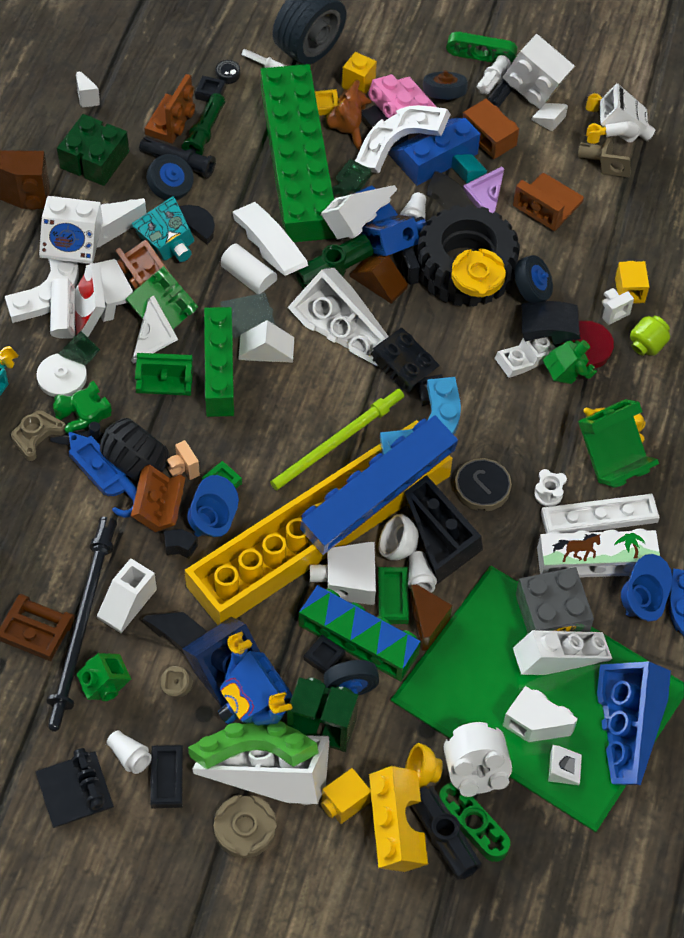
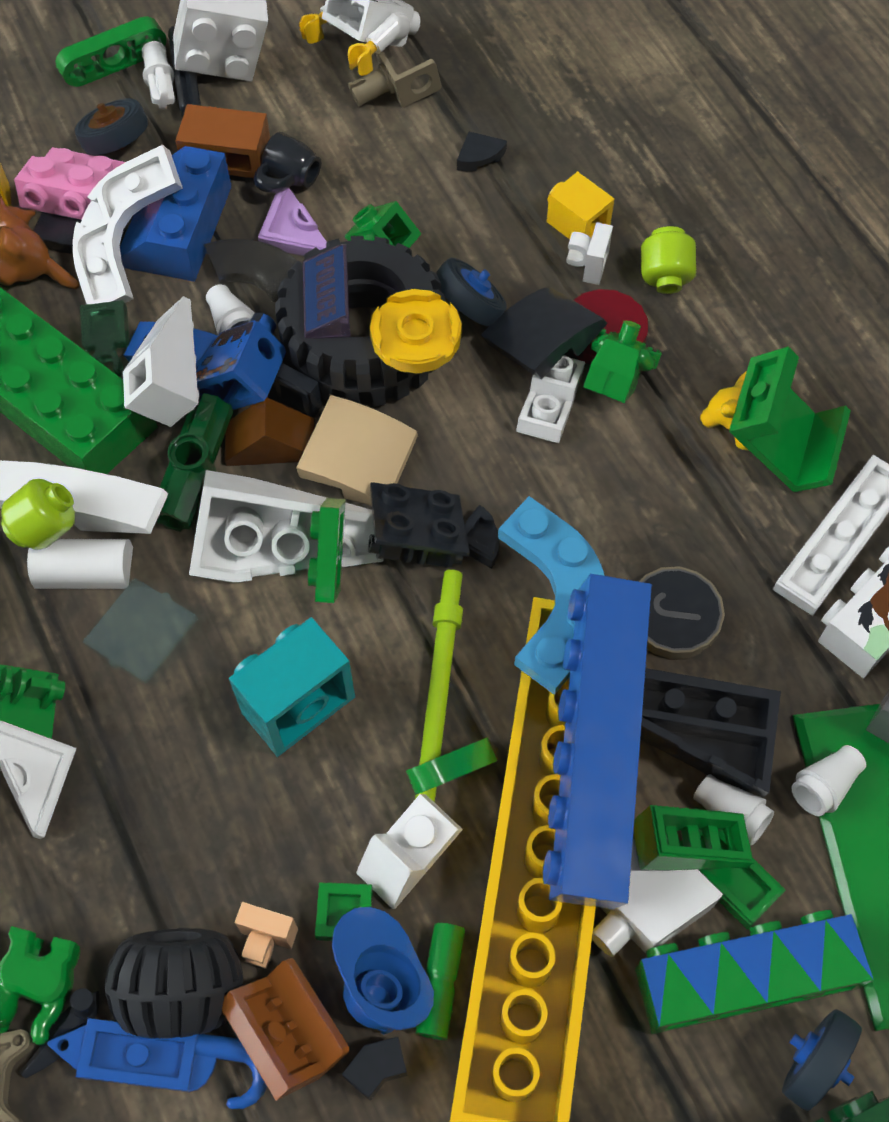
camera: 40 degrees left, 5 degrees up
(164, 374) = (106, 820): green hinge -> none
(219, 362) = (172, 734): green brick -> none
(233, 532) = (442, 972): none -> green piece
(245, 232) = (38, 514): none -> lime head
(266, 343) = (208, 652): white slope -> none
(268, 478) = (408, 850): none -> white slope
(282, 379) = (293, 685): none -> teal brick
(316, 460) = (451, 766): none -> green beam
(324, 654) = (734, 1049): black tile -> none
(348, 344) = (326, 569): none -> green plate
(370, 560) = (659, 842): none -> green slope
(398, 538) = (667, 779): white piece -> none
(412, 309) = (356, 448): none -> tan slope
(429, 613) = (809, 862): reddish brown slope -> none
(455, 228) = (326, 294): none -> slope
(468, 167) = (239, 211): teal slope -> none
(470, 594) = (825, 783): none -> white cone
(512, 160) = (287, 163): none -> black piece
(527, 222) = (386, 222): none -> green brick
(546, 200) = (380, 178): dark orange bracket -> none
(549, 489) = (765, 548): white brick -> none
(550, 115) = (274, 78): white slope -> none
(615, 220) = (479, 151): none -> black tile

